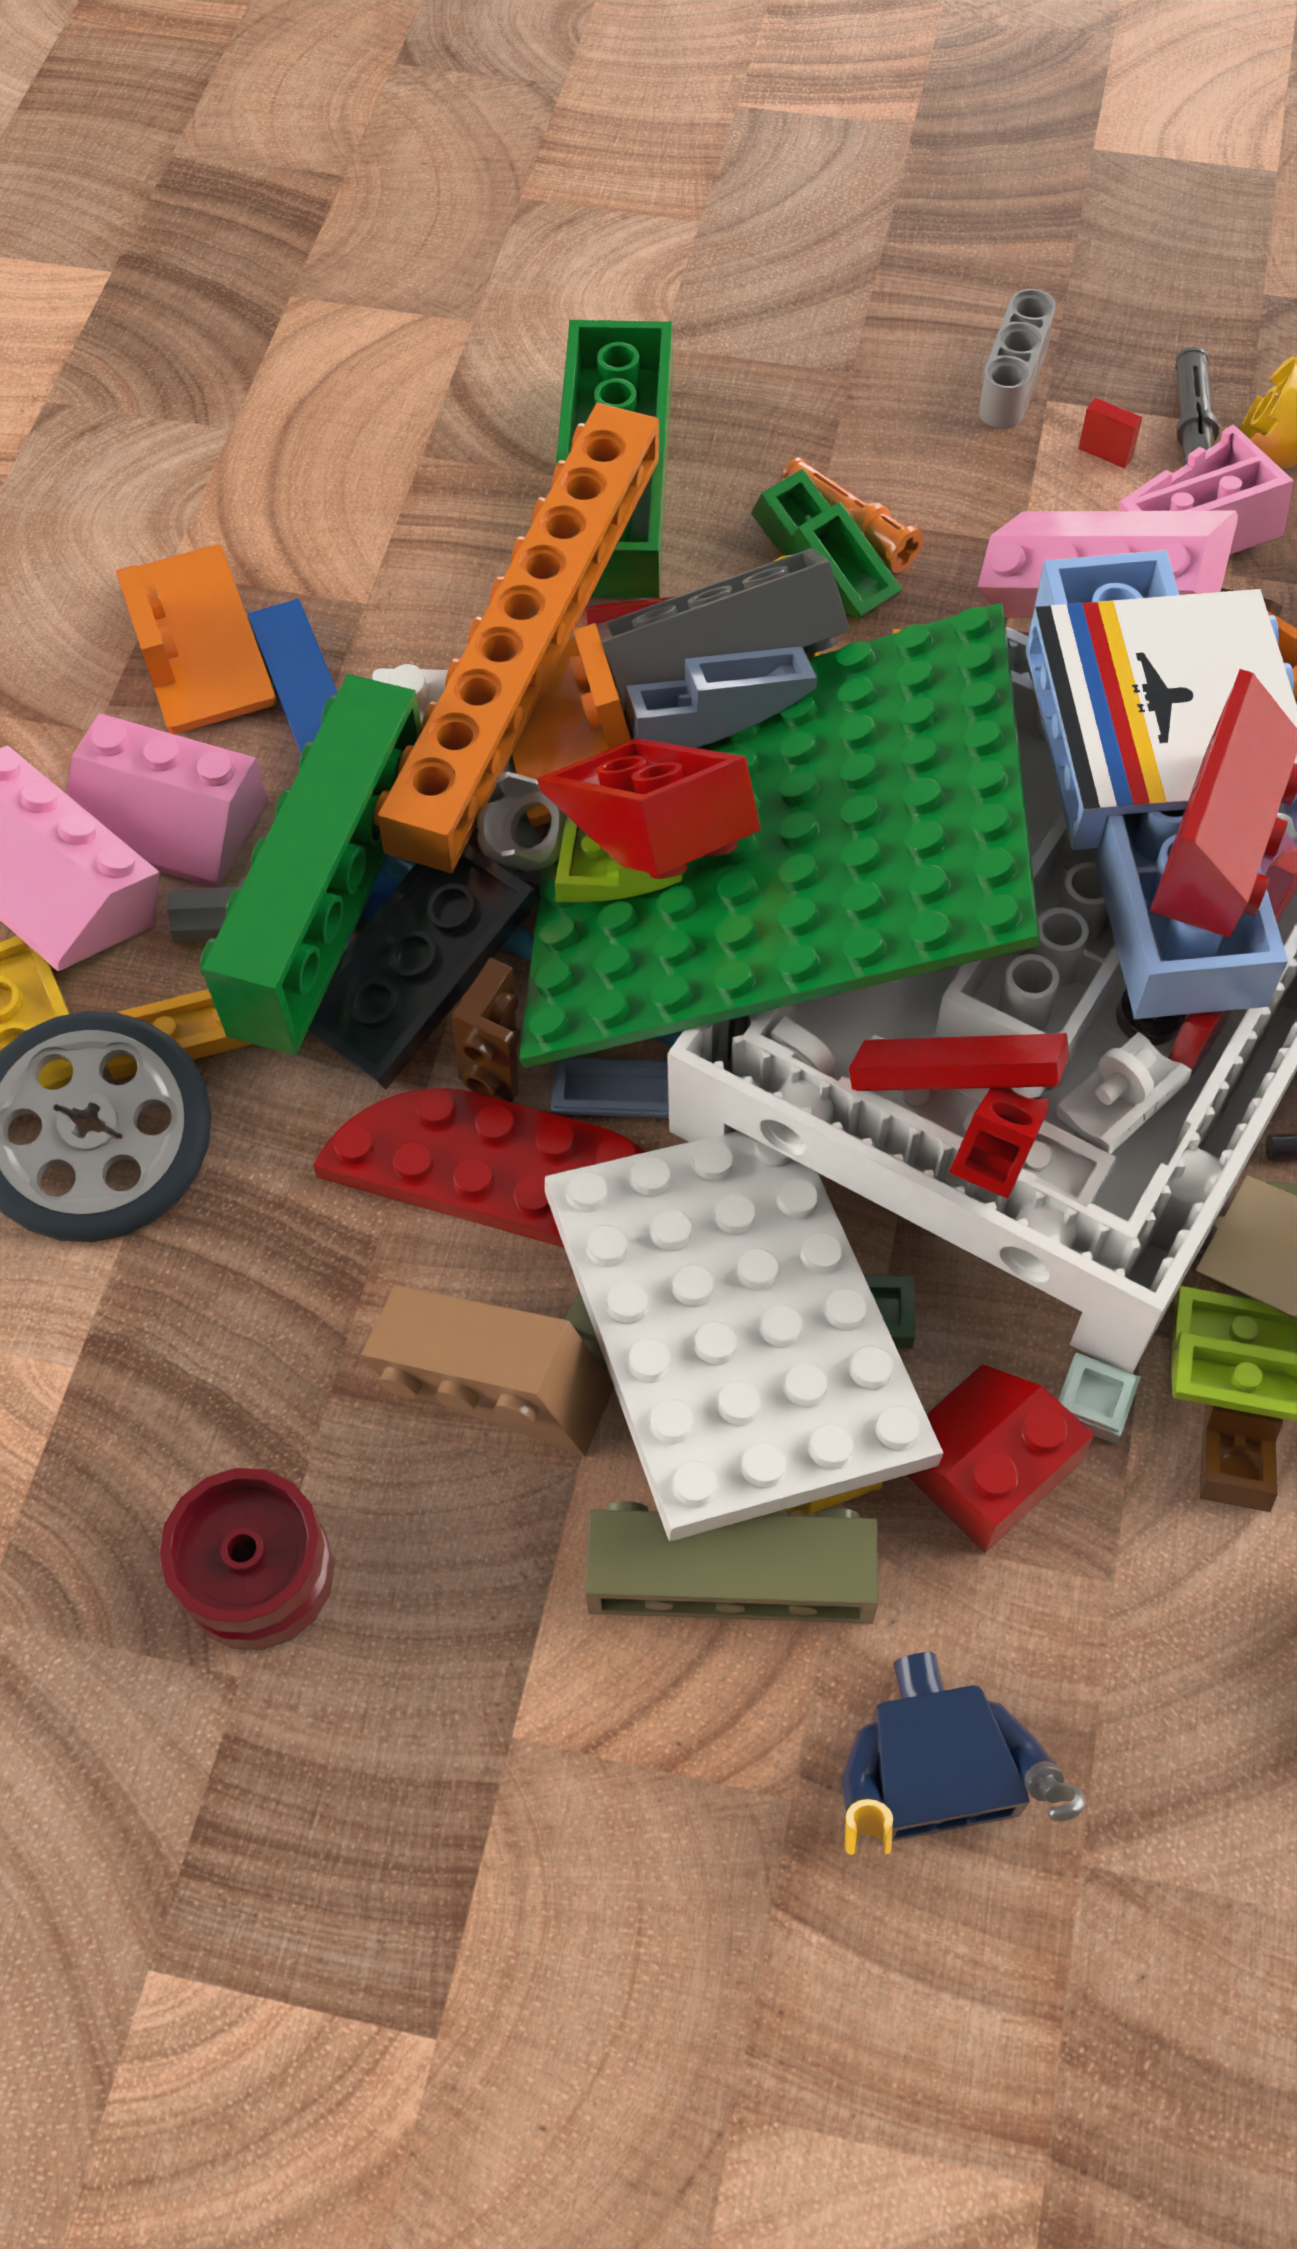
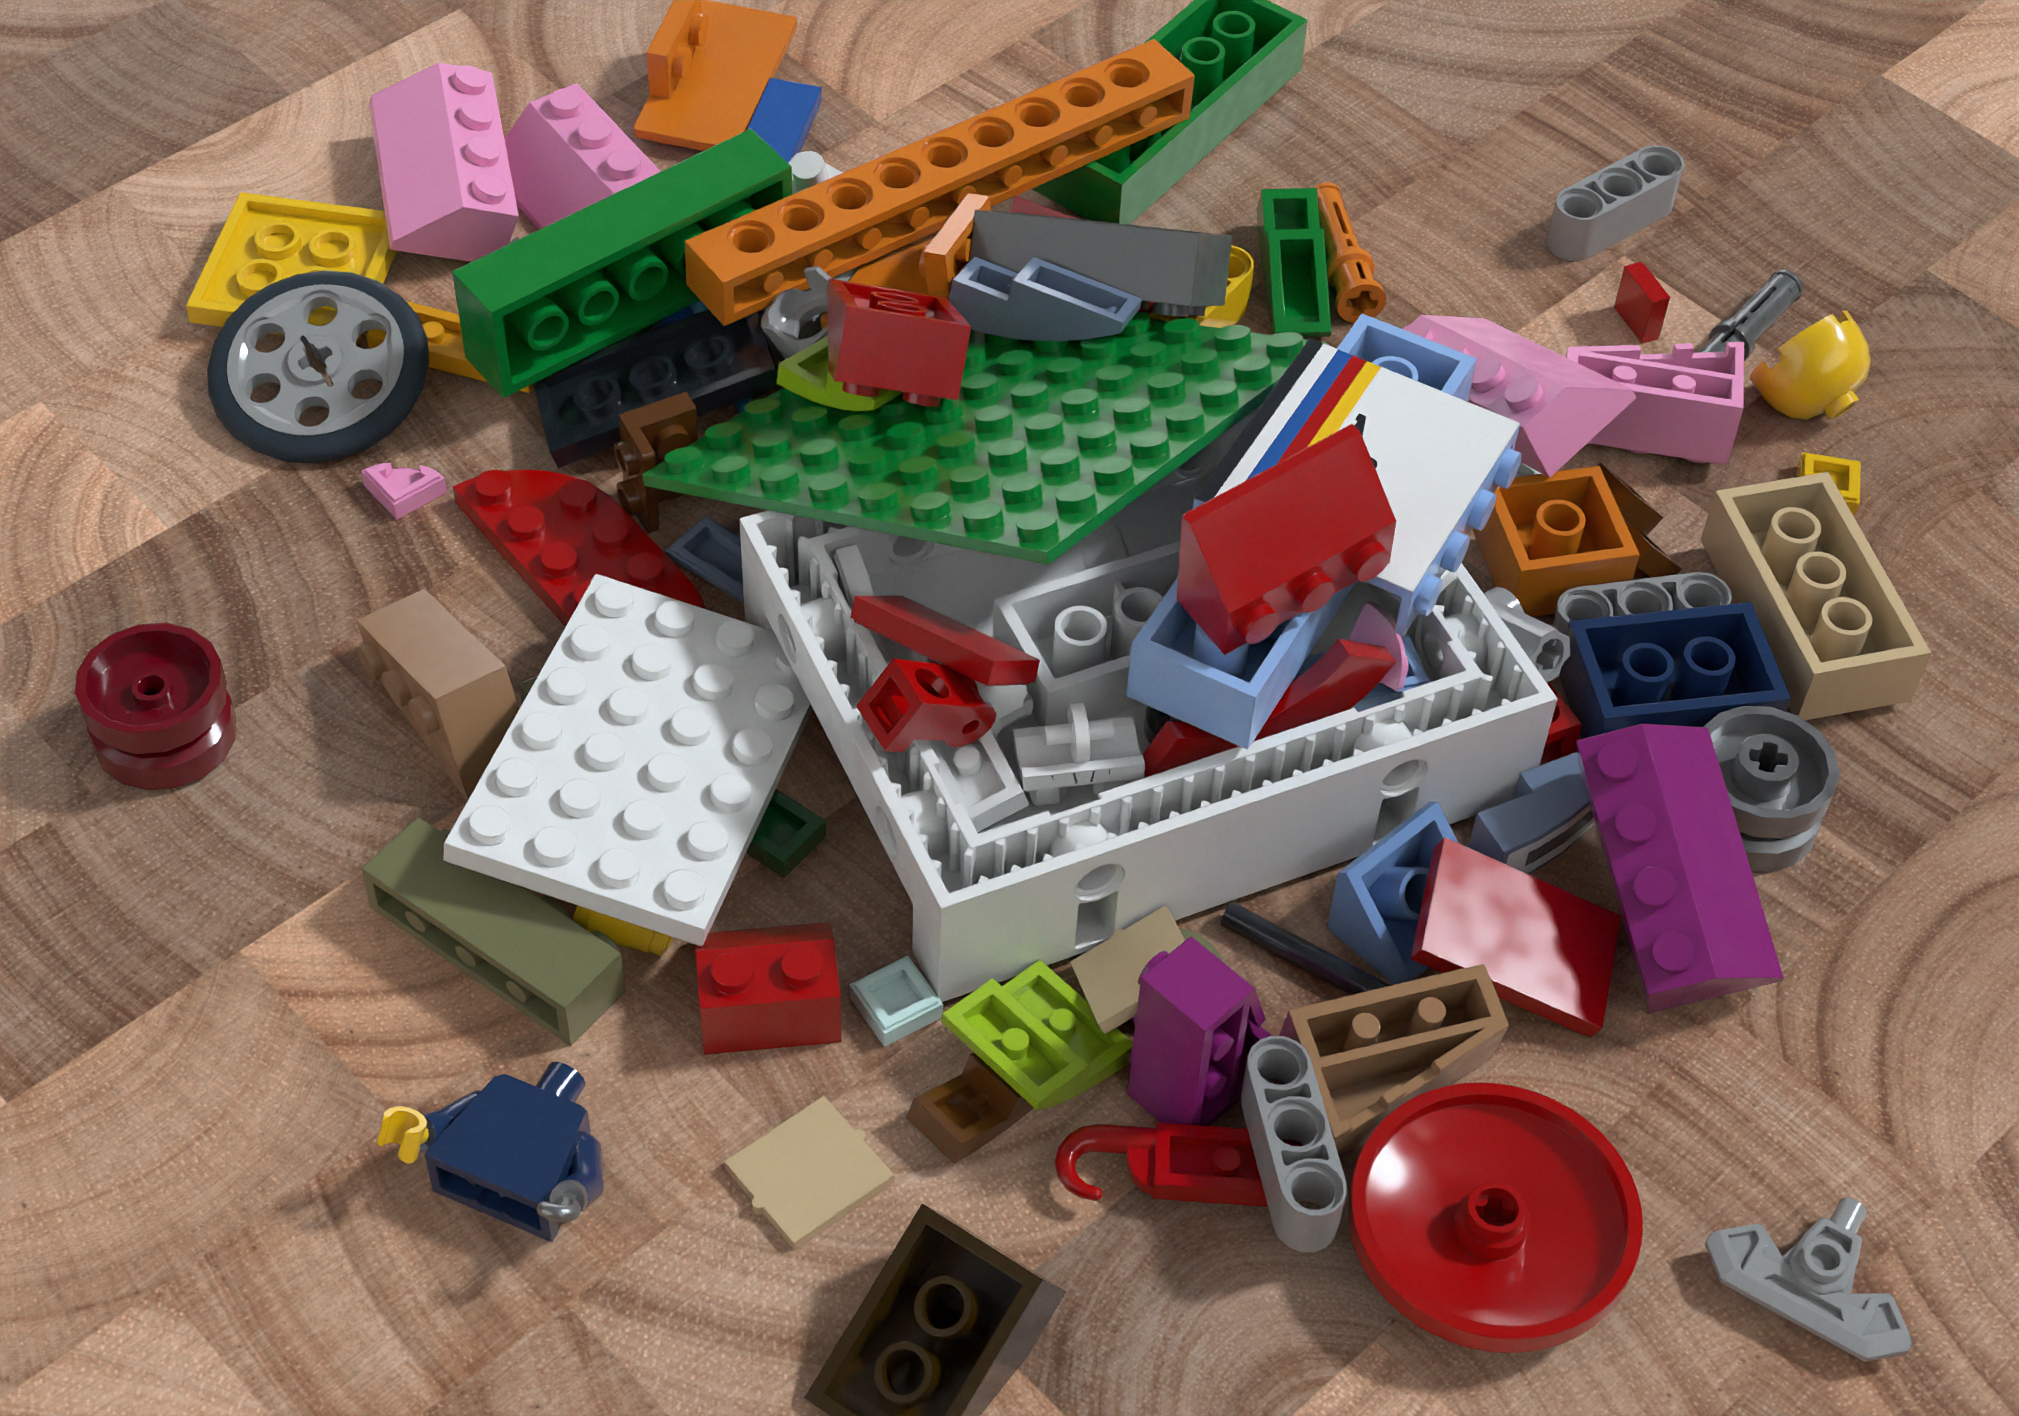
camera: 30 degrees right, 10 degrees down
(261, 1193) = (403, 488): none -> bright pink tile
(1164, 1601) = (809, 1172): none -> tan piece

